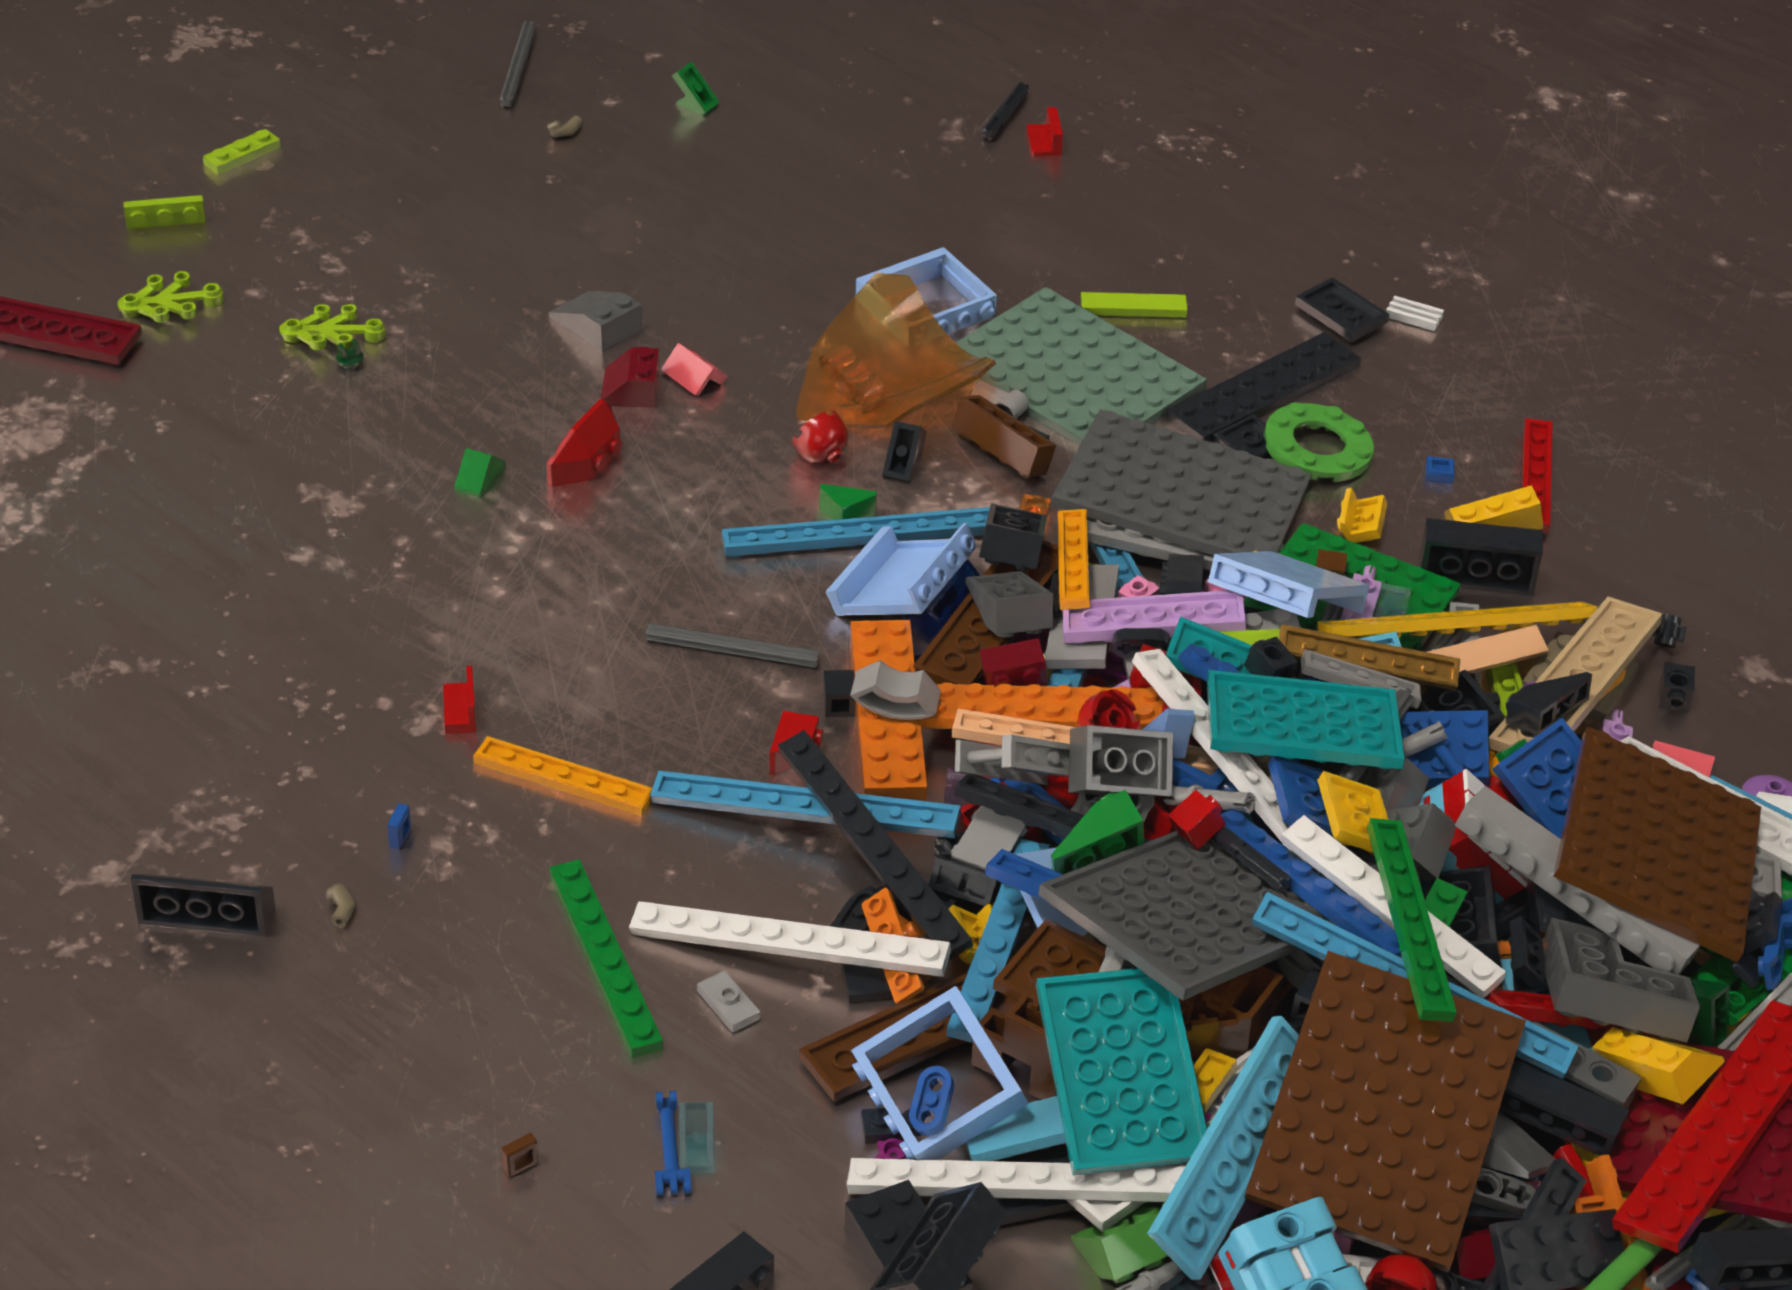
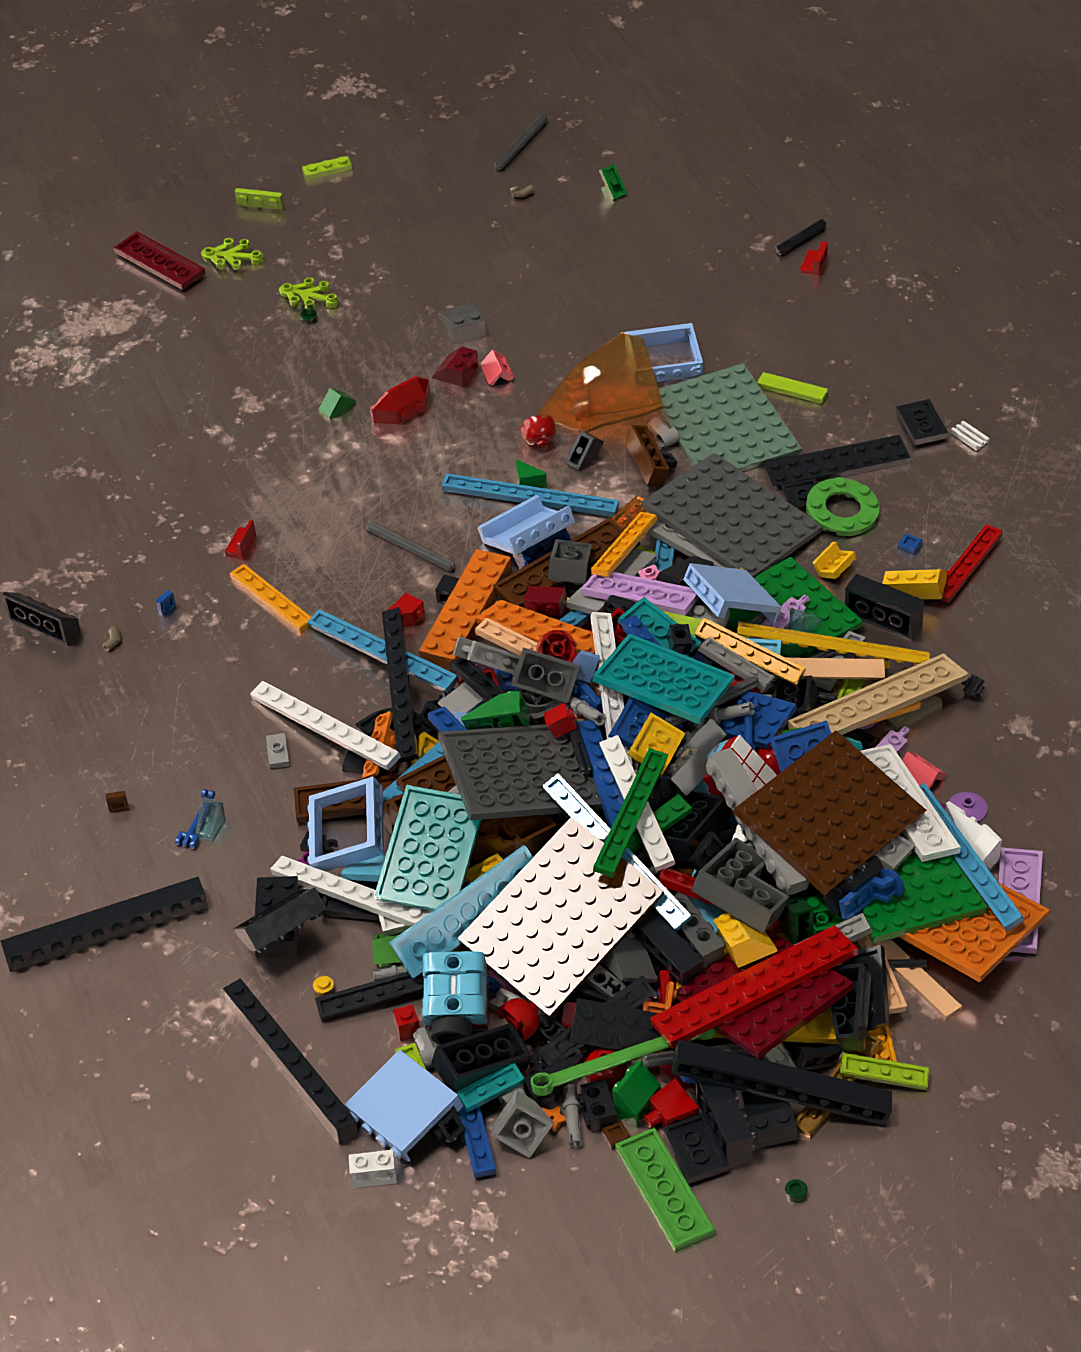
camera: 30 degrees right, 5 degrees up
(606, 959) = (229, 707): green plate -> none
(895, 692) = (464, 598): light grey brick -> none
(930, 1102) = (328, 836): blue plate -> none
(1013, 537) = (598, 520): black slope -> none
(1332, 561) = (784, 587): reddish brown tile -> none
(1545, 702) = (837, 708): black slope -> none
(1676, 687) = (953, 722): black brick -> none

